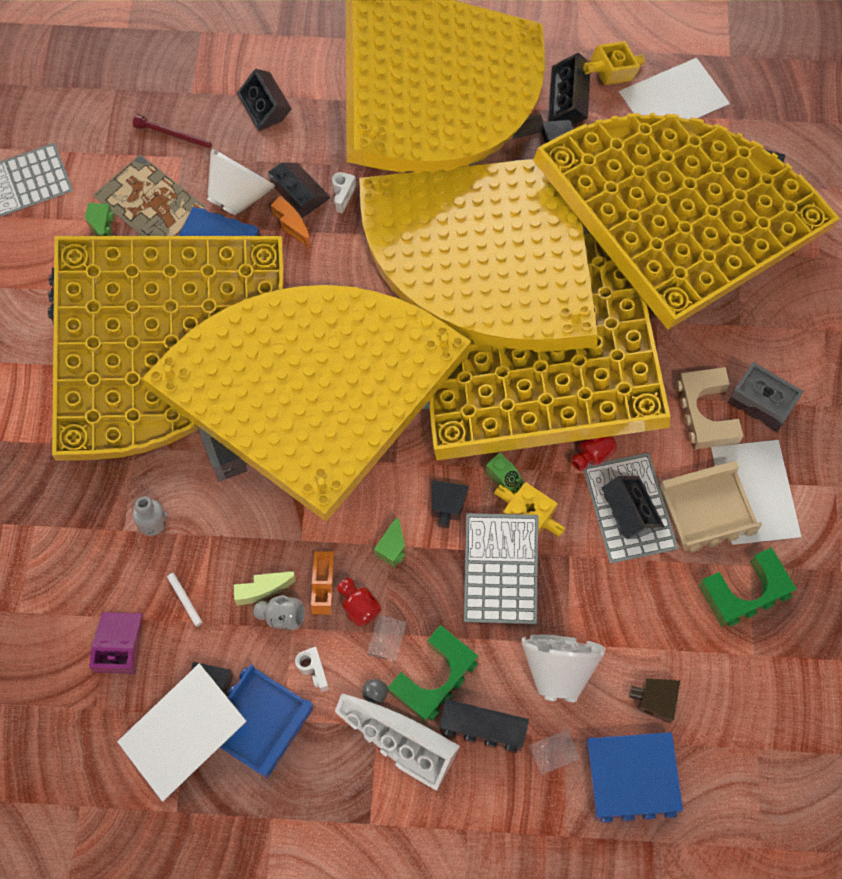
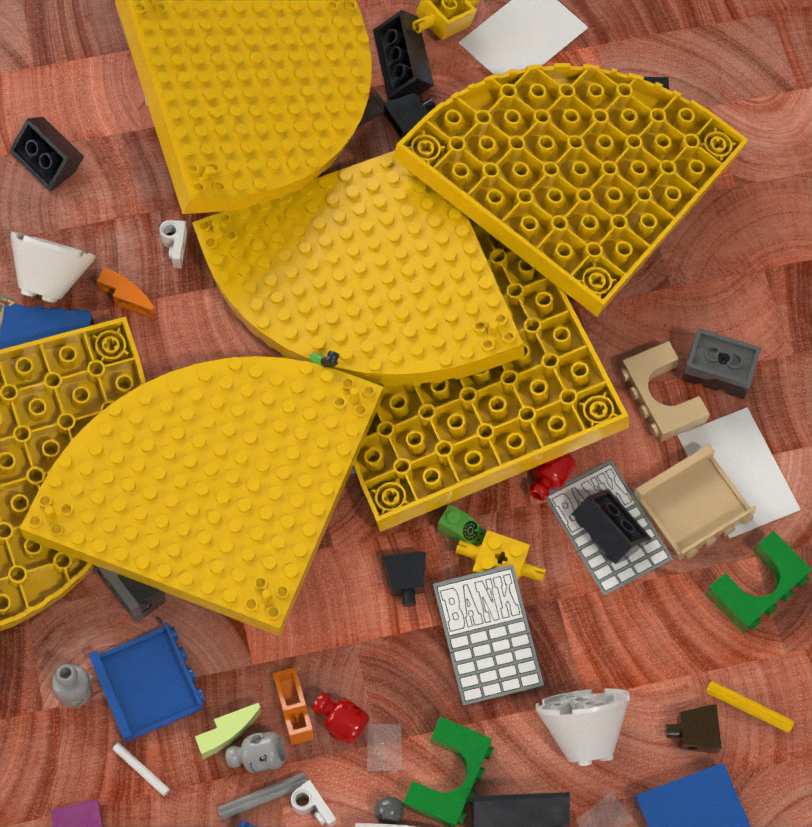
camera: 20 degrees left, 0 degrees up
(210, 532) = (148, 683): none -> blue panel
(273, 649) = (261, 796): none -> light grey axle
(297, 187) = (120, 250): black slope -> none
(391, 546) = (358, 642): bright green slope -> none
(432, 309) = (329, 361): none -> black arm
(710, 691) = (750, 706): none -> yellow axle

